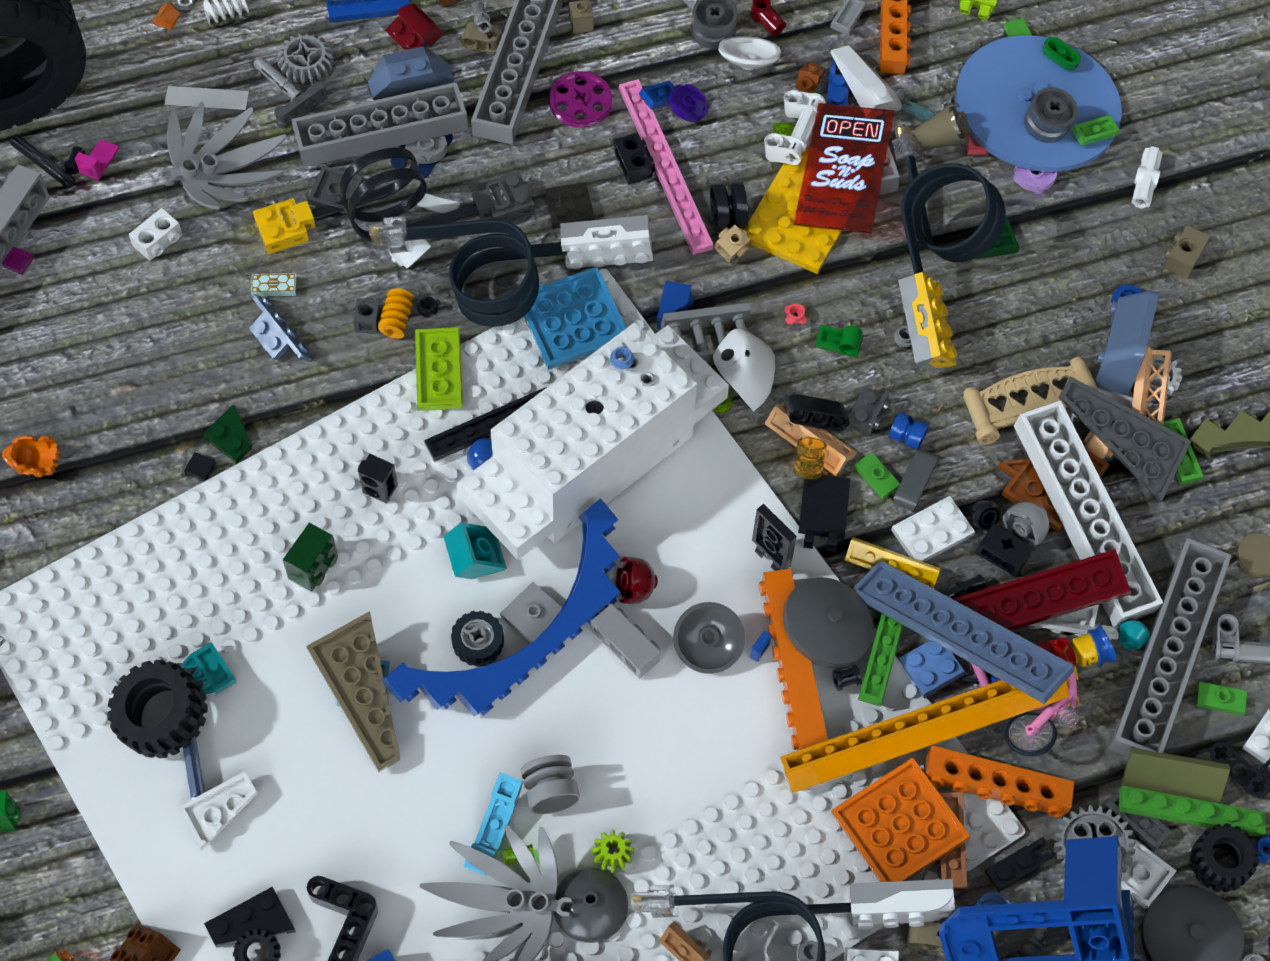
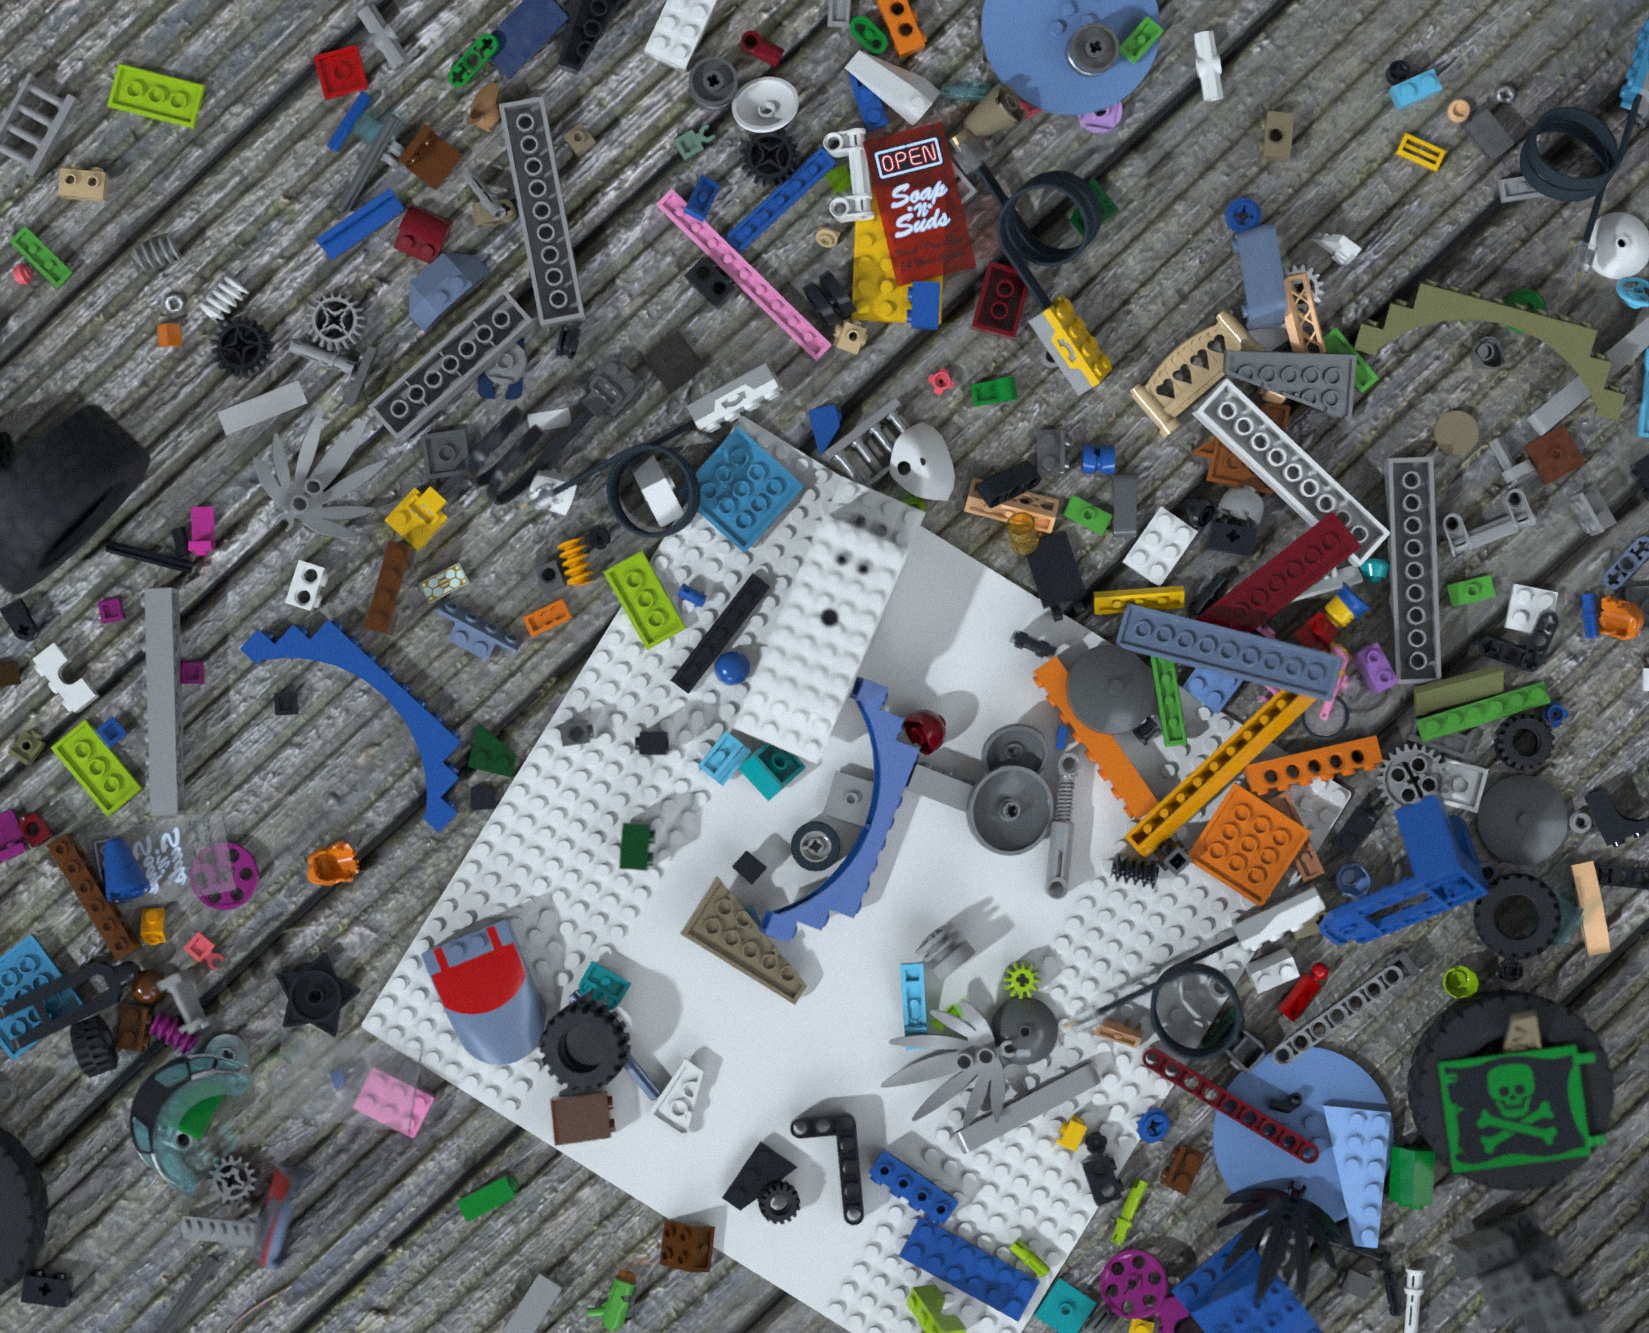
camera: 25 degrees left, 25 degrees up
(79, 316) = (286, 703): none -> black plate
(98, 623) = (488, 994): none -> windscreen
(113, 776) = (582, 1117): none -> reddish brown slope
(185, 395) = (432, 738): none -> blue arch
(201, 270) = (382, 612): none -> reddish brown arch
(220, 50) = (222, 349): none -> black gear
(310, 436) = (566, 737): none -> dark grey brick
(345, 347) = (547, 617): none -> orange plate
(405, 627) = (749, 867): none -> black panel
(433, 524) = (724, 758): none -> medium azure plate
(486, 385) = (692, 595): none -> blue pin
(487, 149) = (570, 344): none -> black wheel
(498, 277) = (657, 489): none -> white wedge
(584, 92) = (625, 223): magenta wedge -> none
(621, 352) = (825, 562): medium blue plate -> none
(672, 57) = (690, 144): none -> sand green plate
(679, 685) = (1010, 810): none -> dark grey dish
(688, 103) = (733, 192): dark purple tile -> none
(722, 728) = (1062, 828): none -> light grey piece
(725, 127) = (780, 200): none -> blue tile
(728, 91) = (777, 149): none -> black gear
(752, 167) = (827, 237): none -> tan plate
(775, 799) = (1134, 870): none -> black piece
(809, 77) = (836, 101): dark orange bracket -> none
(810, 244) = (925, 305): none -> blue brick
(827, 803) = (1172, 856): none -> black brick
(864, 45) = (869, 35): none -> green plate
(877, 271) = (1000, 302): none -> dark red brick
(1097, 716) = (1374, 668): none -> medium lavender panel
(1210, 351) = (1339, 246): none -> white wing

